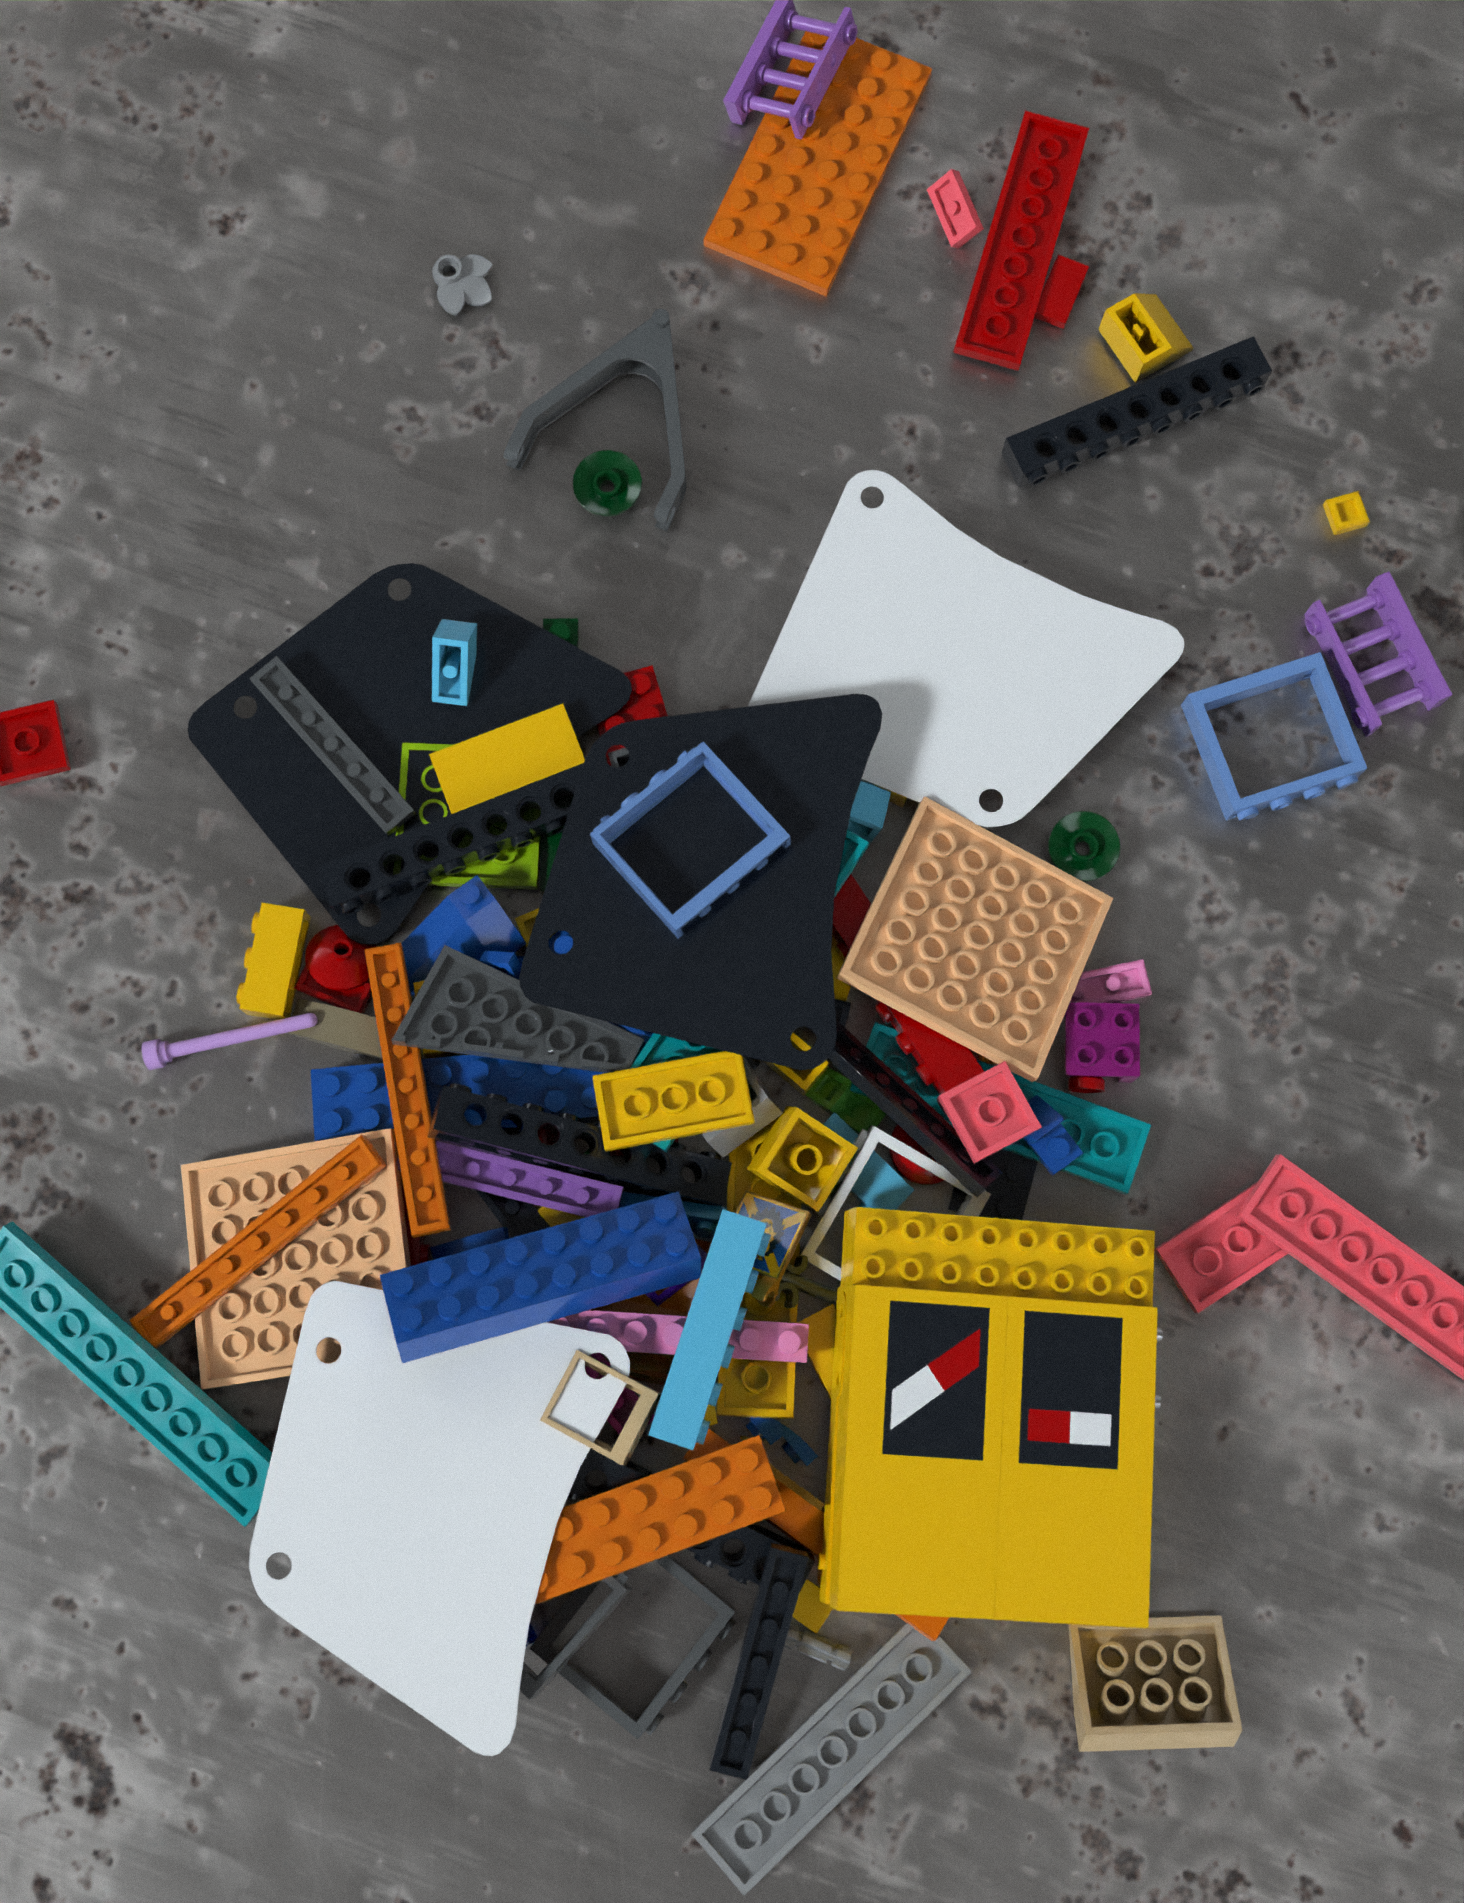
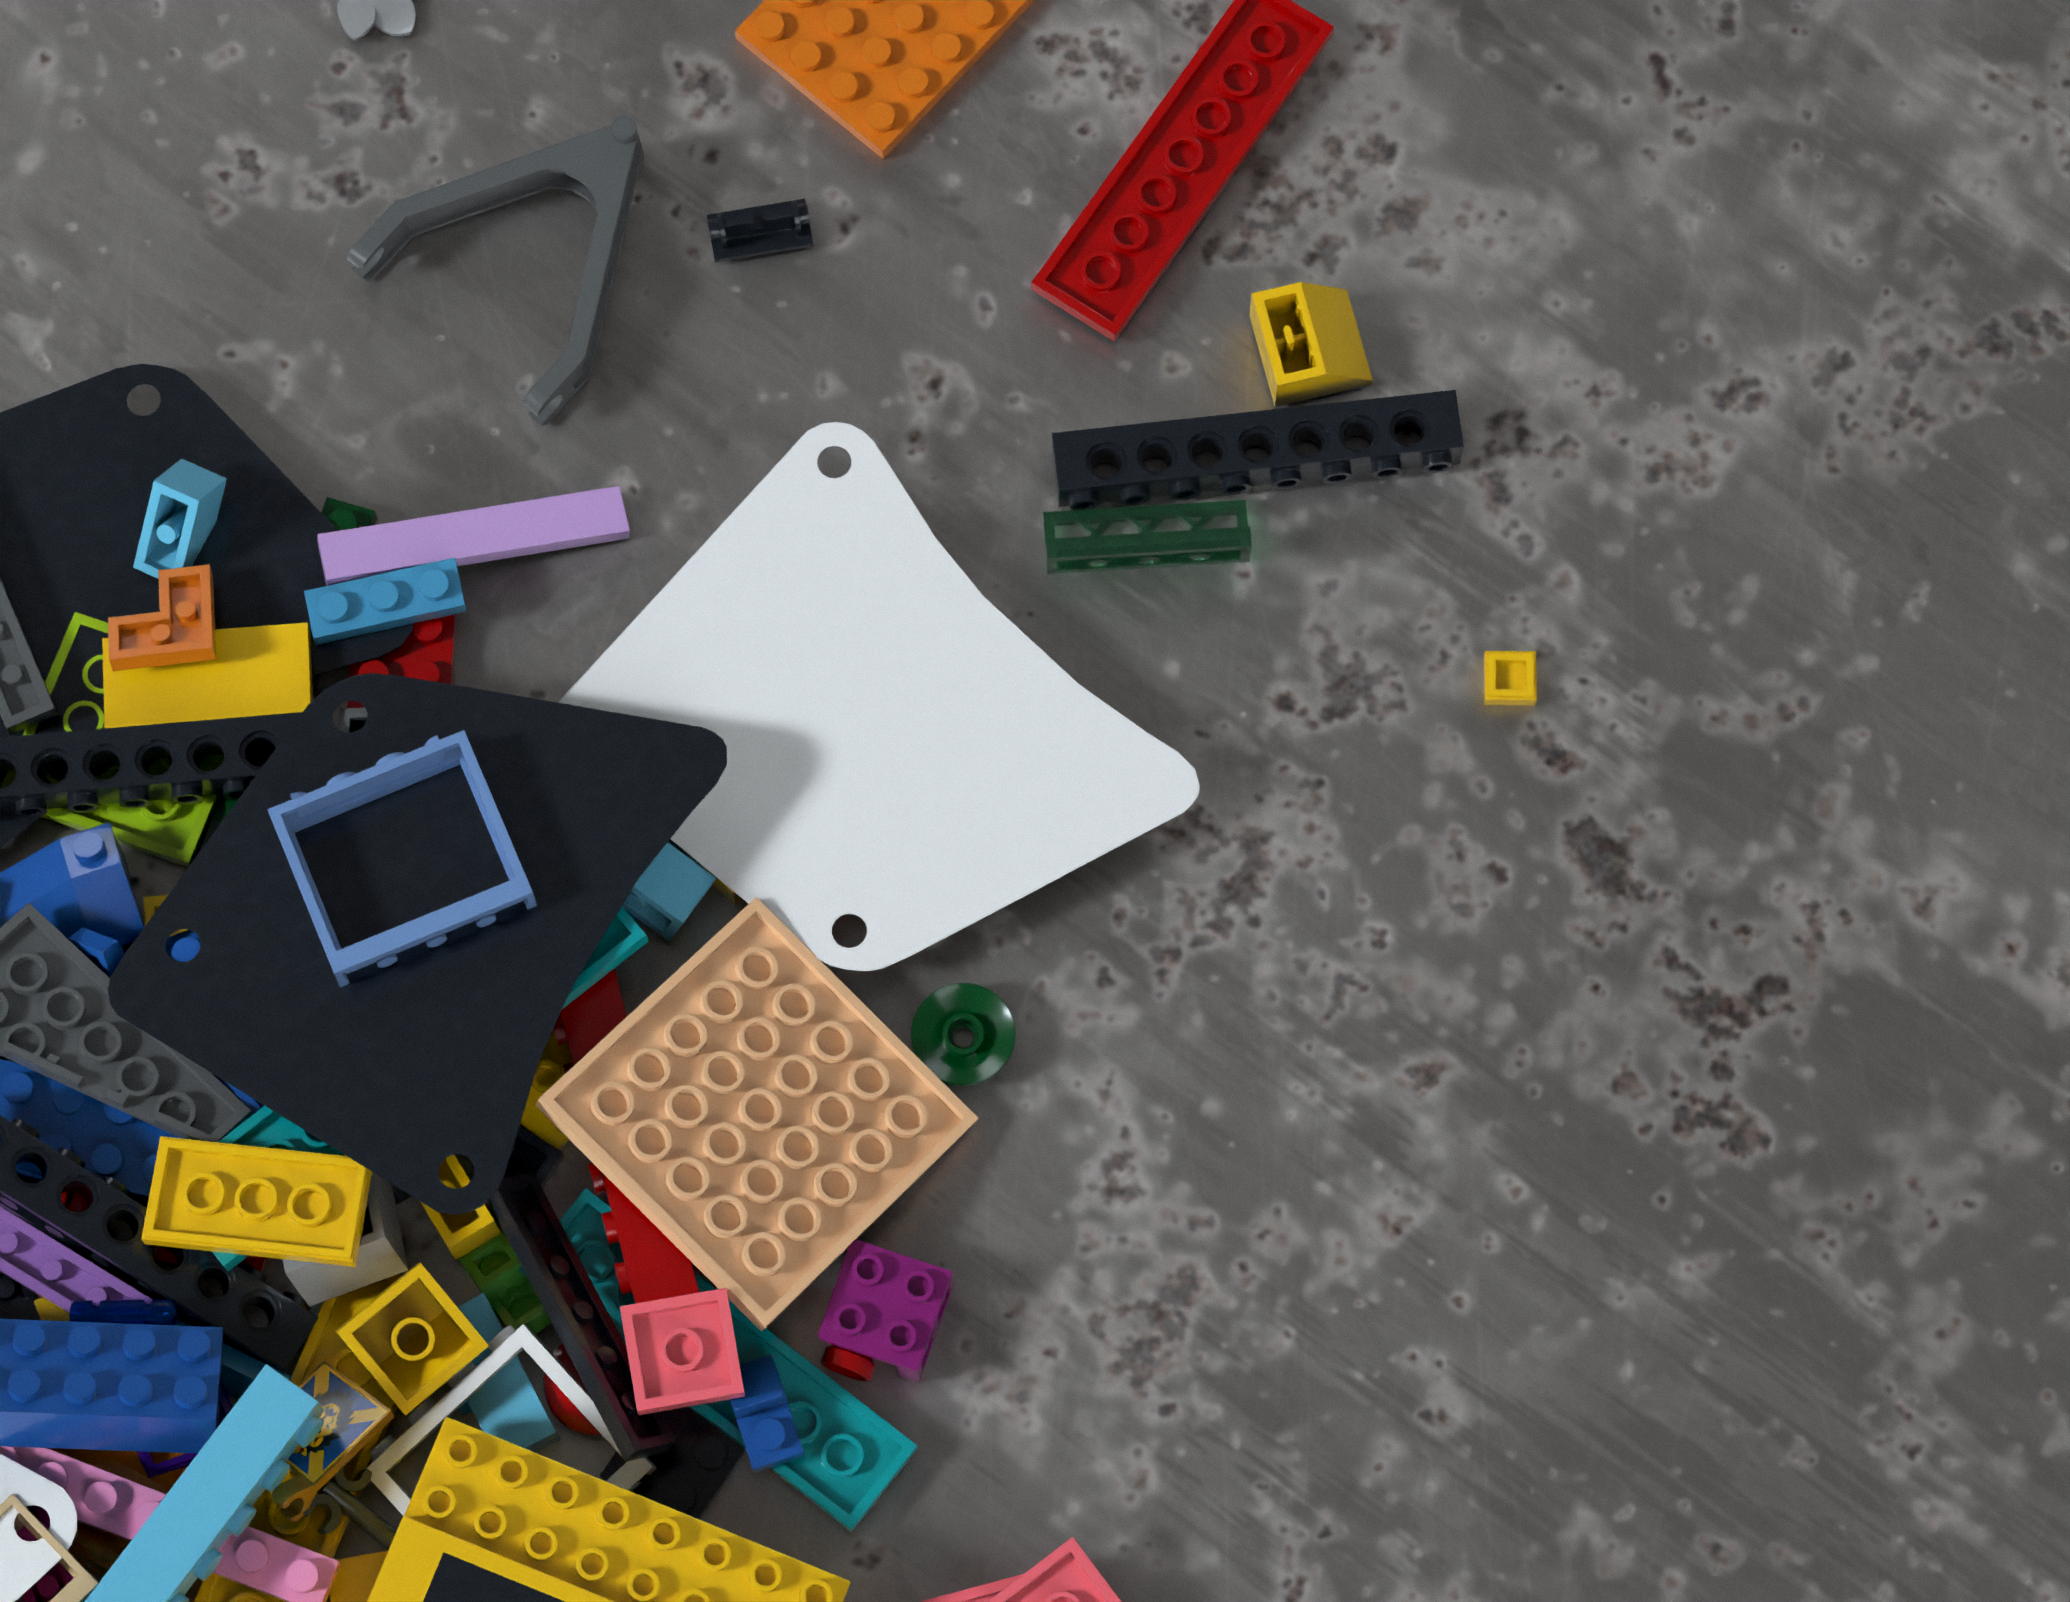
camera: 20 degrees right, 5 degrees down
(478, 737) = (174, 635): none -> orange plate
(602, 469) = (475, 314): dark green dish -> none
(606, 1202) = (124, 1311): none -> clear blue axle
(608, 674) = (385, 601): none -> dark azure plate
(649, 616) = (476, 534): none -> lavender tile
(765, 363) = (760, 230): none -> black hinge
(955, 208) = (1102, 88): coral plate -> none
(1061, 291) = (1215, 246): red tile -> none
(1086, 496) = (1147, 547): none -> clear green fence
(1113, 984) = (933, 1237): bright pink tile -> none
(1313, 667) = (1278, 881): medium blue window -> none
(1397, 627) = (1516, 861): medium lavender fence -> none

